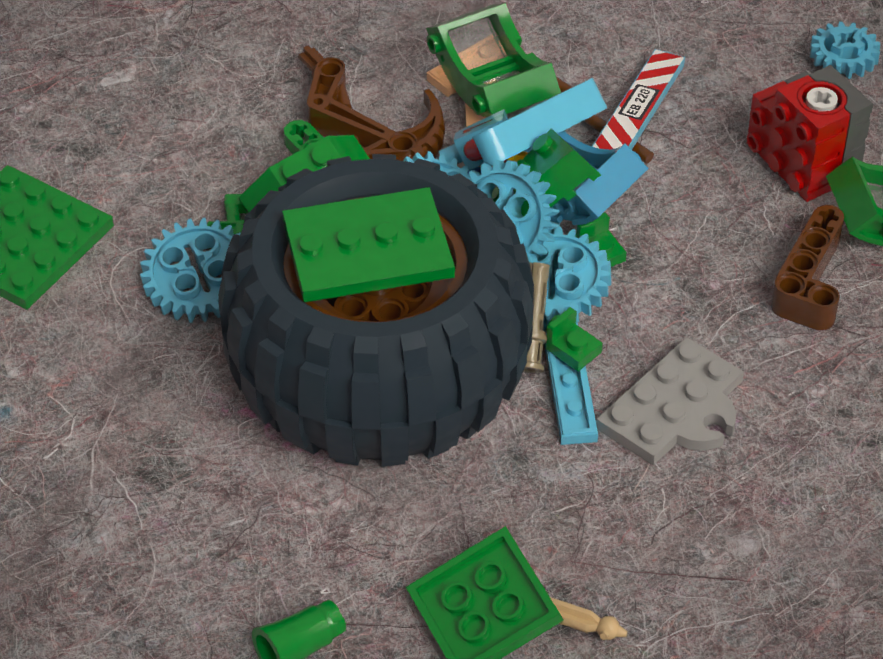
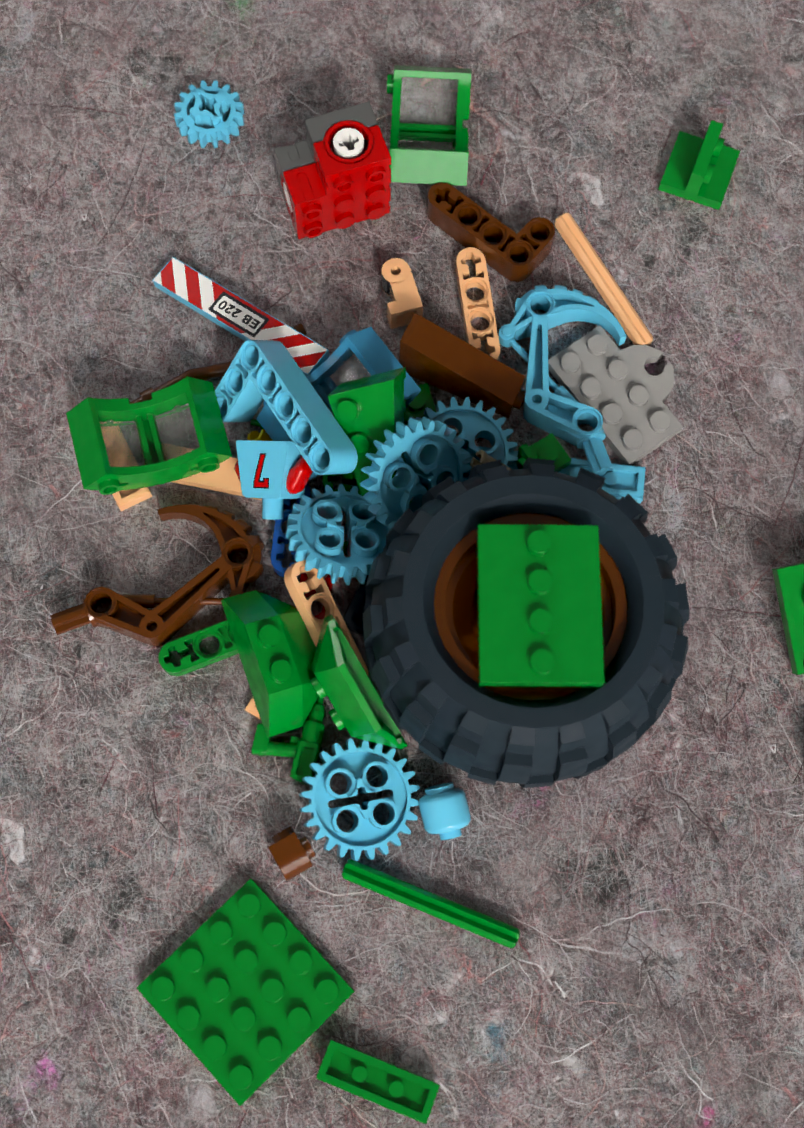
camera: 80 degrees left, 25 degrees up
(112, 343) = (431, 903): none -> green axle
(136, 233) = (291, 853): none -> reddish brown plate
(198, 331) = (444, 810): none -> medium azure head
(645, 261) = (459, 367): none -> reddish brown slope
(685, 289) = (477, 308): none -> light nougat beam
(708, 319) = (559, 411): none -> medium azure piece
(713, 217) = (403, 292): none -> light nougat leg
(799, 371) = (603, 280): none -> light nougat axle

